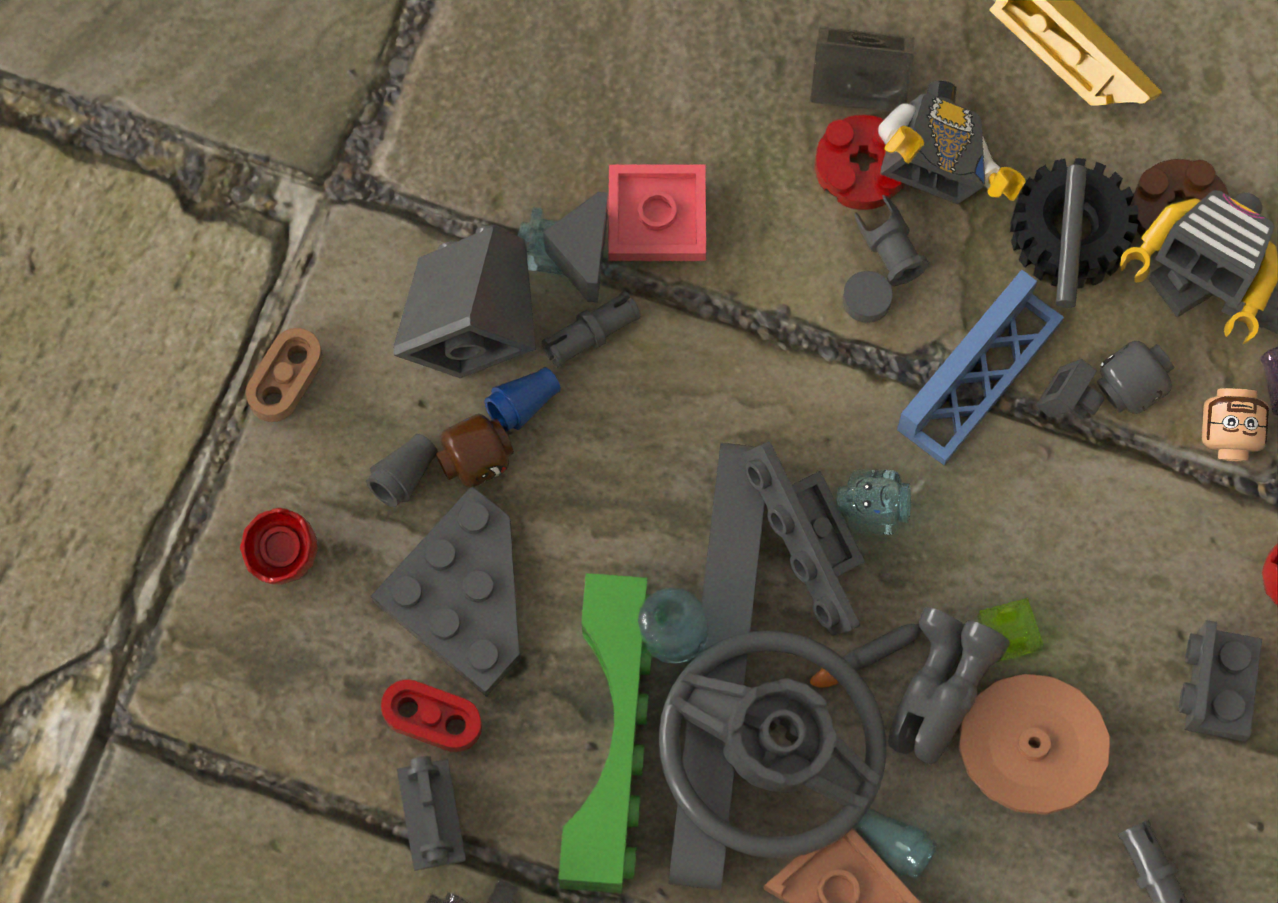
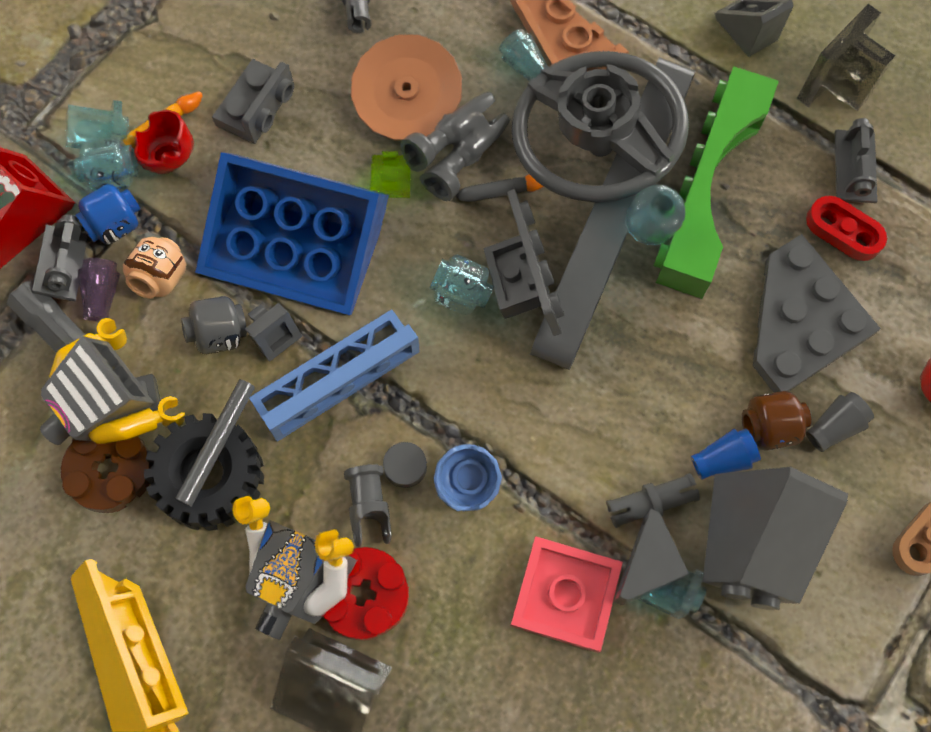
camera: 165 degrees left, 0 degrees up
(797, 290) = (467, 477): none -> medium blue hair
(1099, 517) = (290, 232): none -> blue slope

